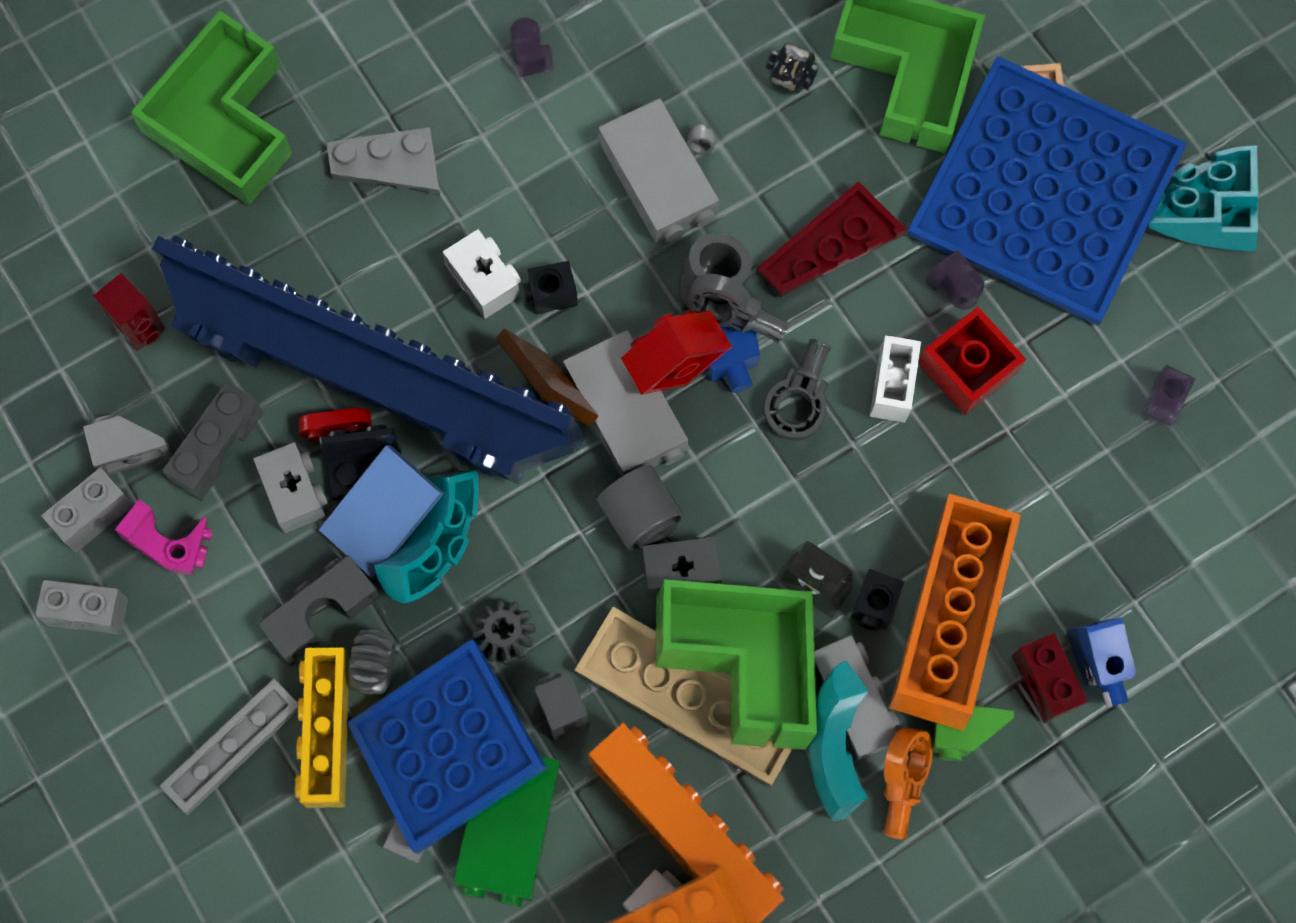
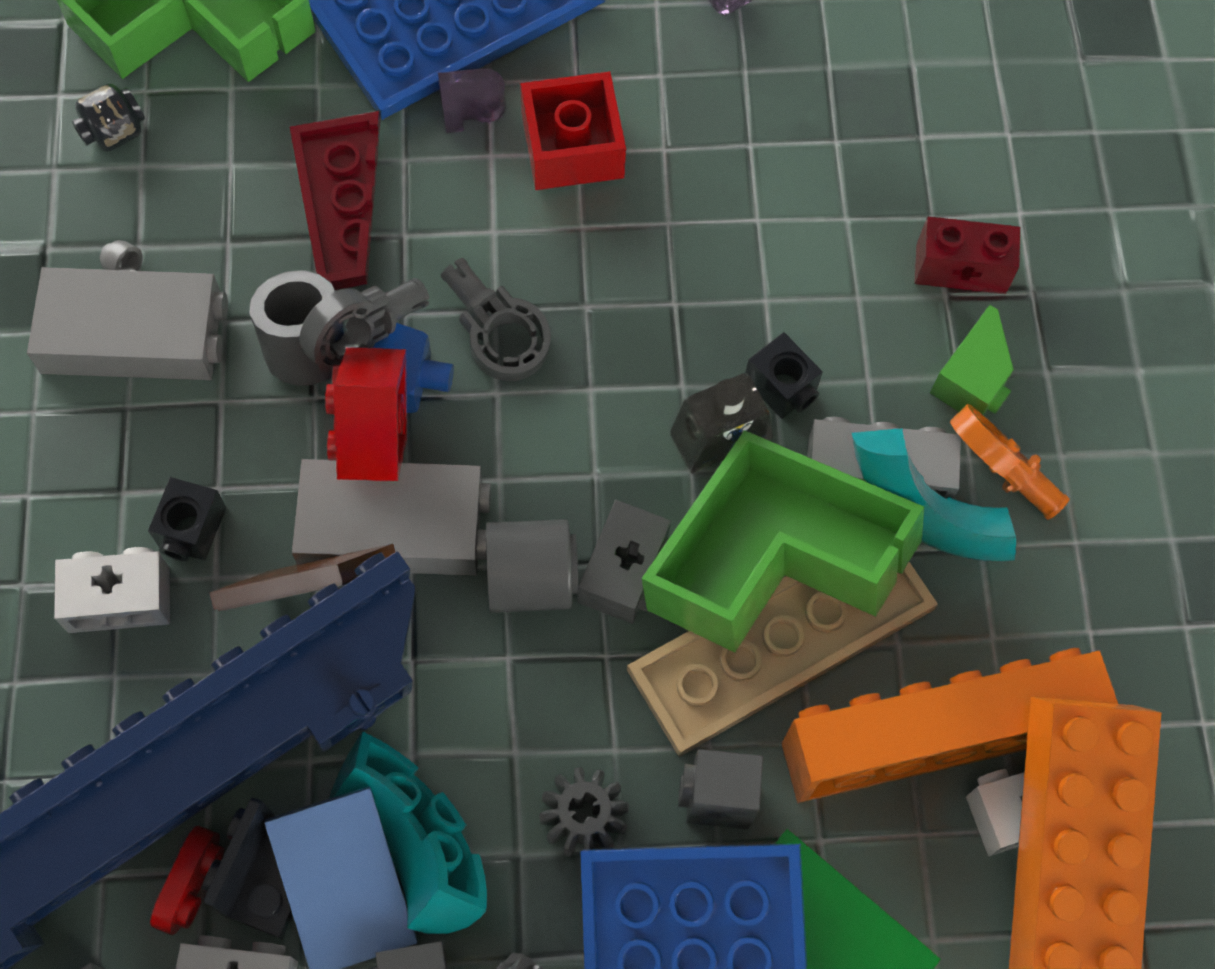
camera: 60 degrees left, 5 degrees down
(895, 379) = (544, 214): white brick -> none
(955, 612) = (854, 297): orange brick -> none
(1103, 645) = (973, 186): blue torso -> none

